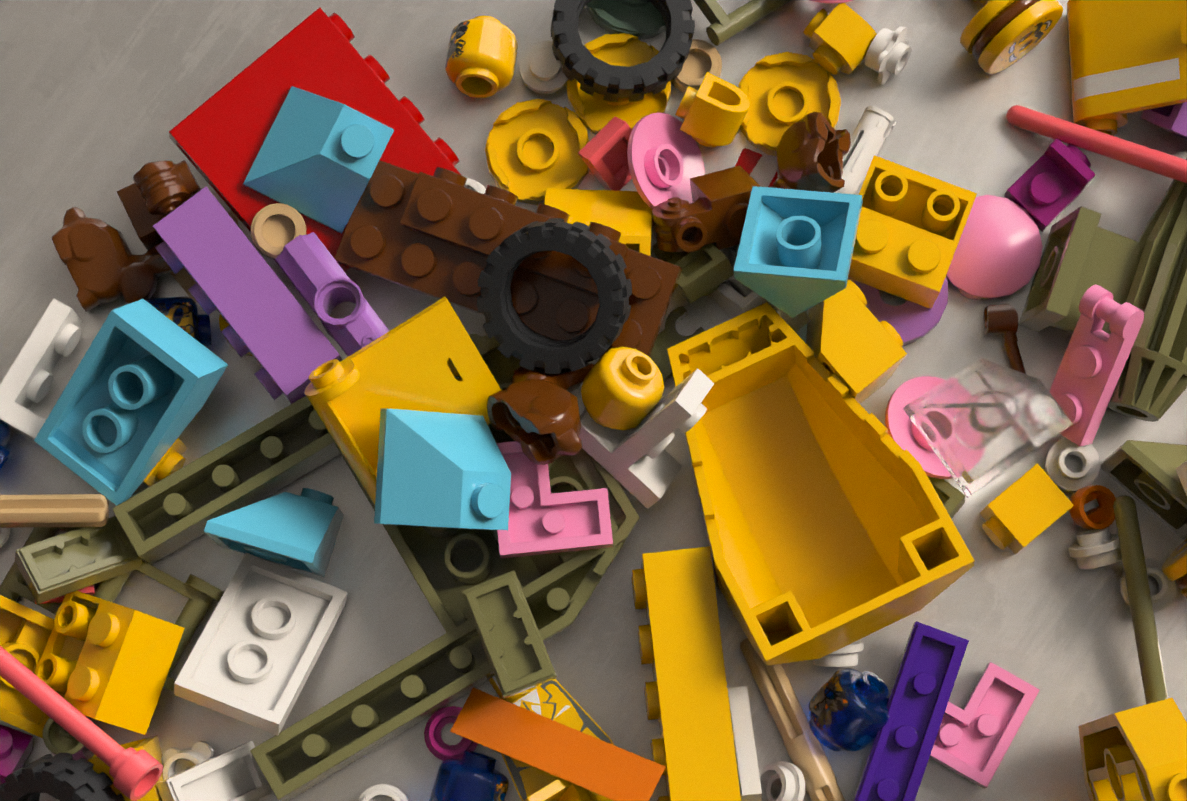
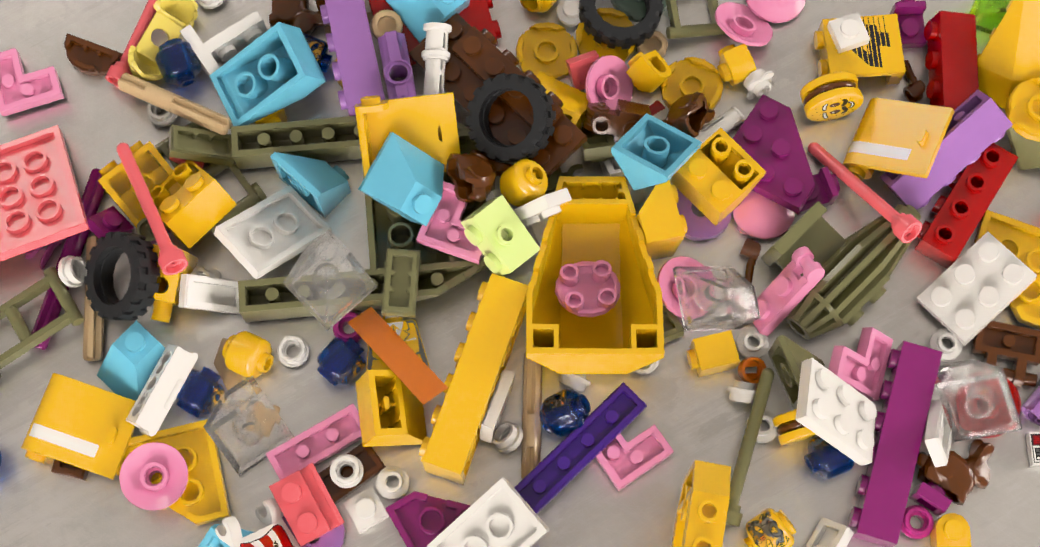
camera: 25 degrees right, 5 degrees down
(385, 250) = (435, 56): none -> white pin
(395, 685) = (328, 280): none -> clear slope
(629, 492) = (499, 236): none -> yellowish green brick
(793, 502) = (587, 288): none -> bright pink dish
(960, 140) = (775, 144): none -> magenta plate

